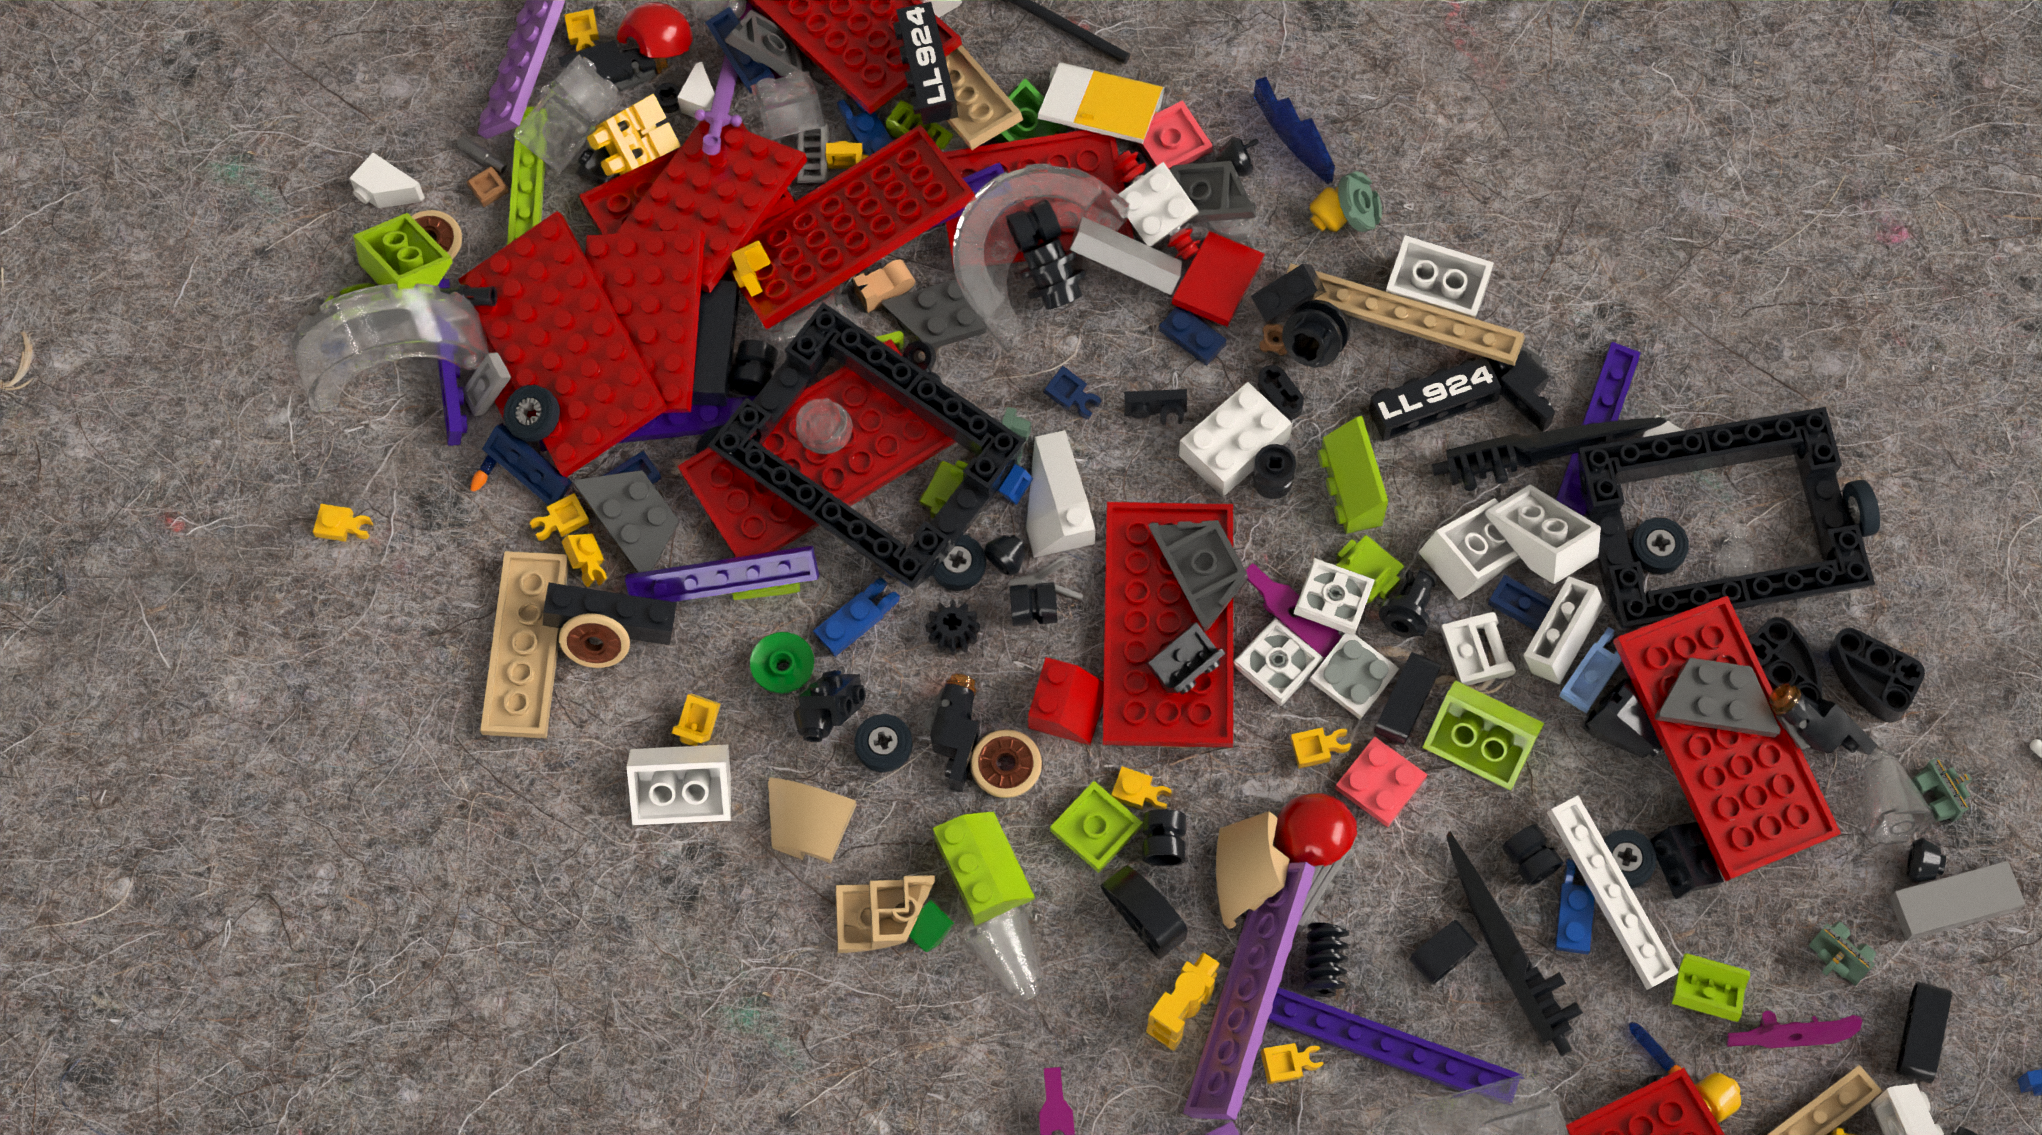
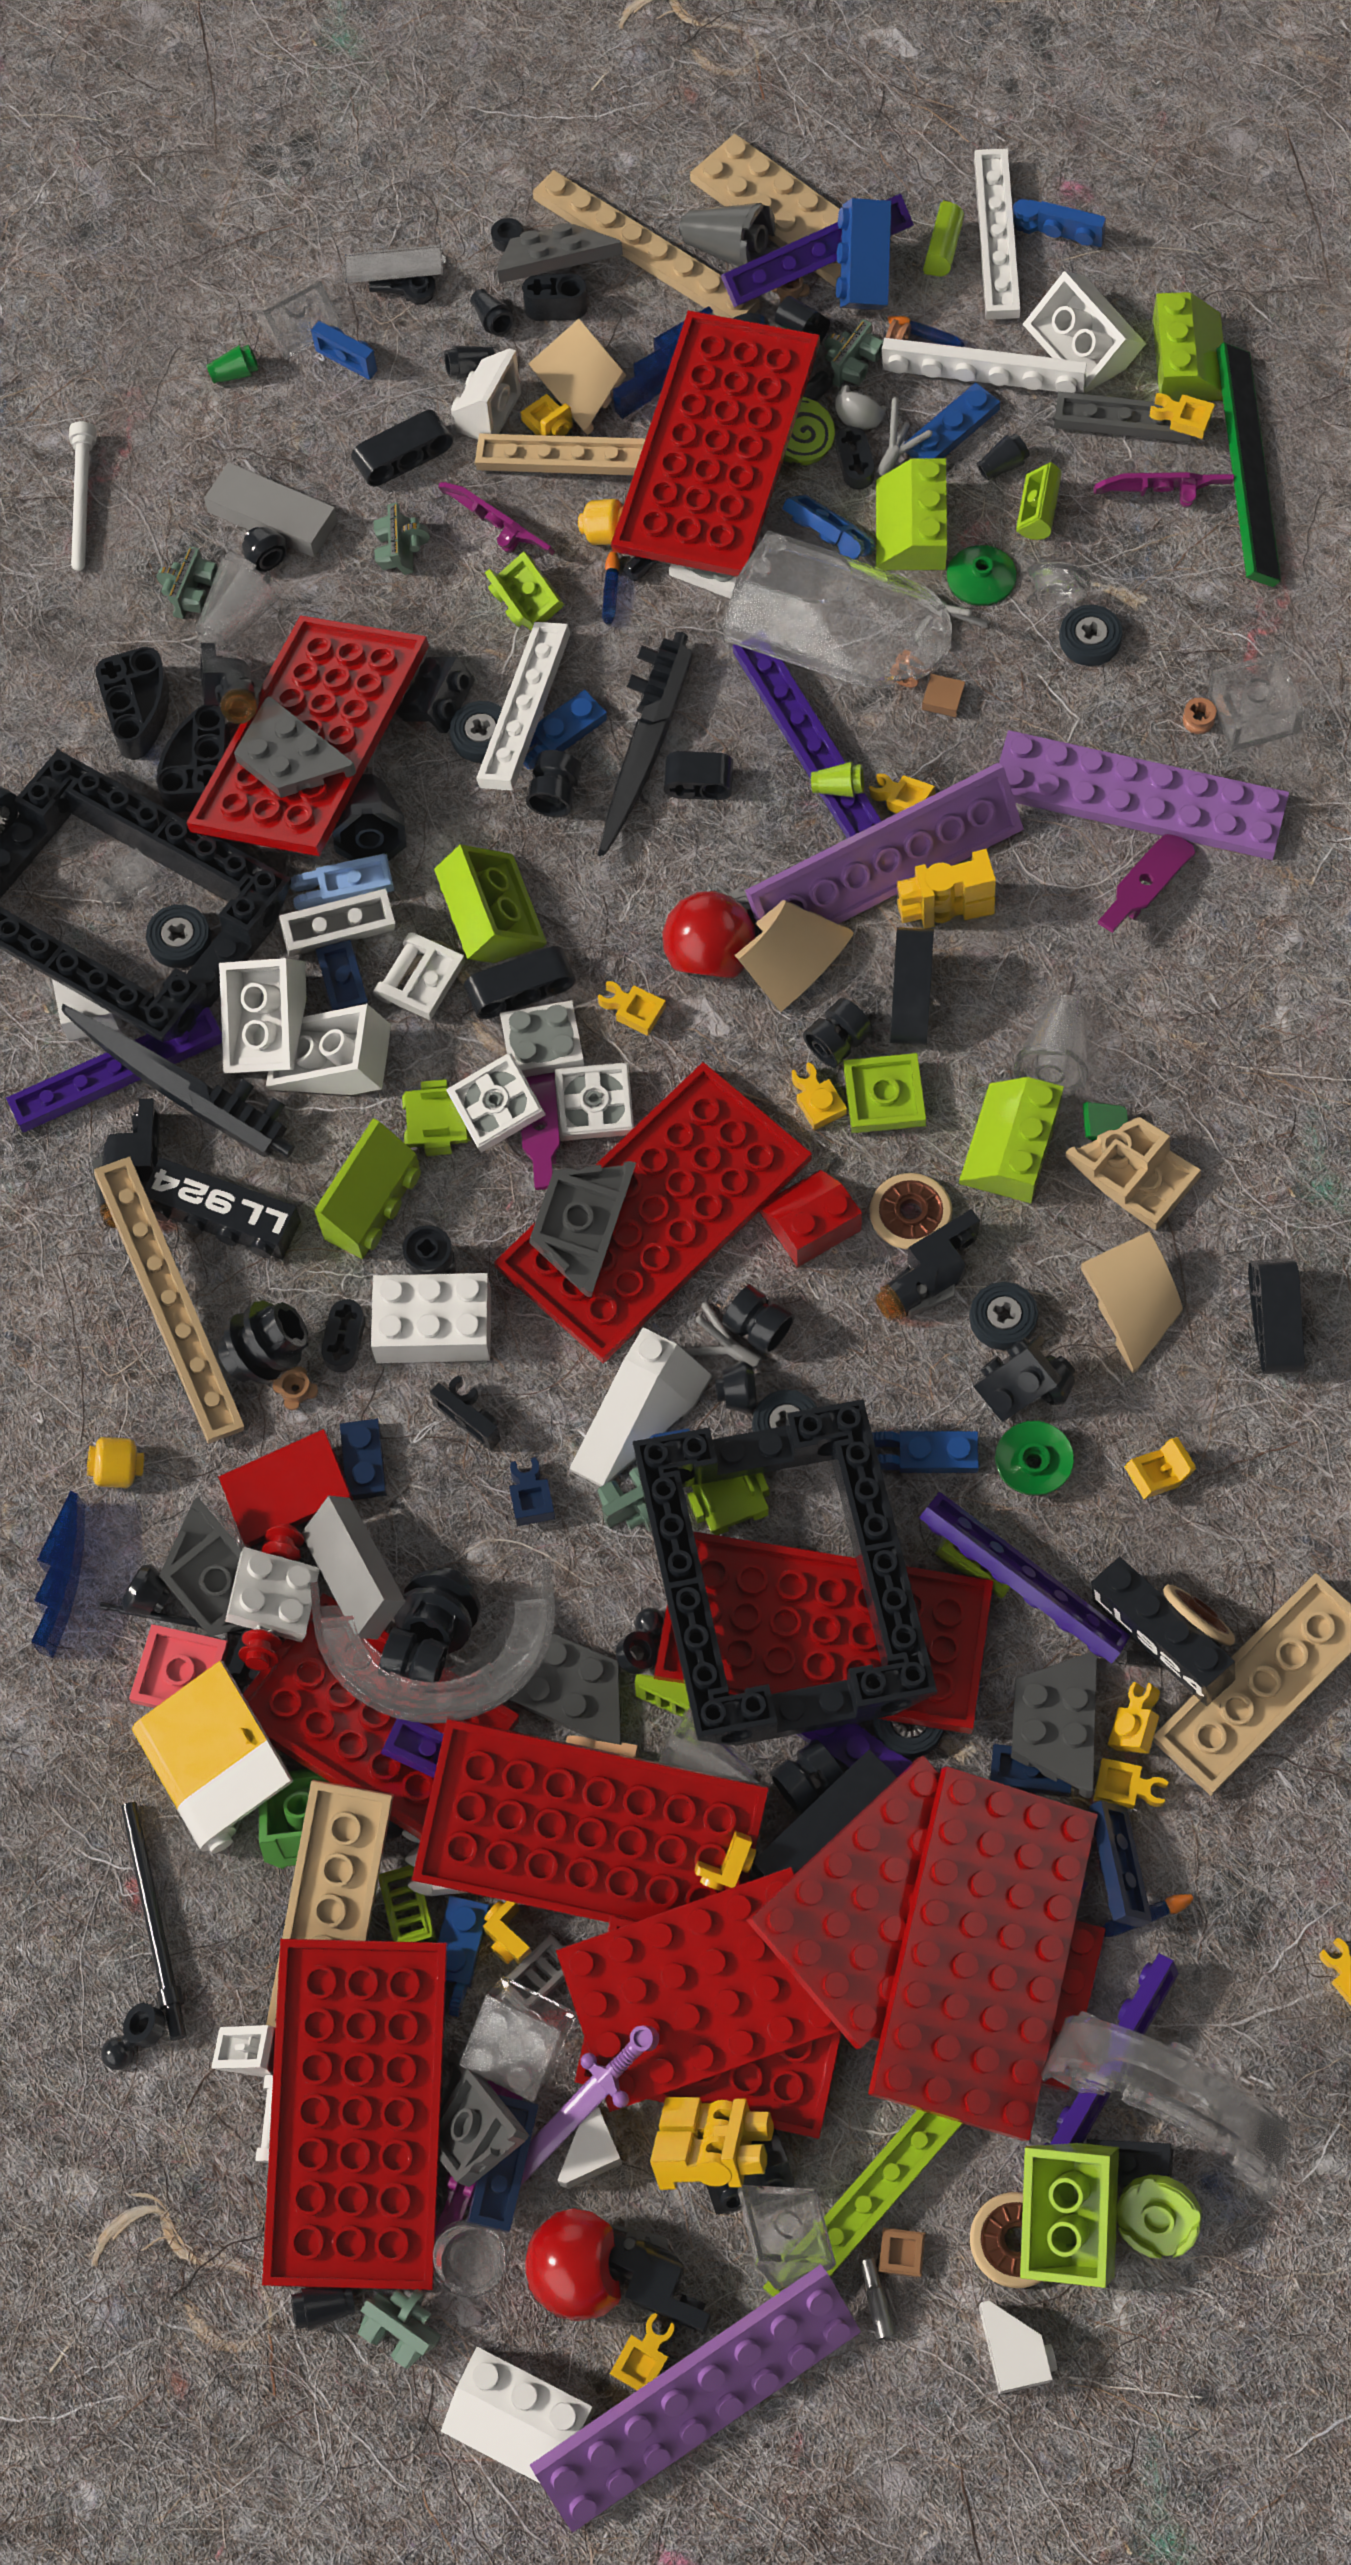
camera: 135 degrees left, 0 degrees up
(482, 295) = (1044, 2094): black pin -> none
(486, 384) = (1093, 1987): light grey plate -> none
(527, 399) = (1097, 1901): black bush -> none
(584, 89) = (719, 2247): clear brick -> none
(666, 90) = (629, 2176): black bush -> none
(679, 784) = (1222, 1425): white slope -> none
(703, 881) = (1277, 1315): none -> black beam
(823, 426) = (799, 1638): clear piece -> none
(926, 63) = (347, 1925): black brick -> none
(940, 627) = (849, 1348): black gear -> none
(1185, 660) = (678, 1147): black bracket -> none
(1288, 293) = (246, 1400): black brick -> none
(1324, 959) = (797, 836): black piece -> none
(1336, 1021) = (839, 780): none -> lime cone
(1358, 202) = (85, 1439): sand green tile -> none
(1381, 781) = (609, 943): coral plate -> none
(1406, 612) = (450, 1043): black piece -> none
(1440, 277) = (102, 1301): white slope -> none

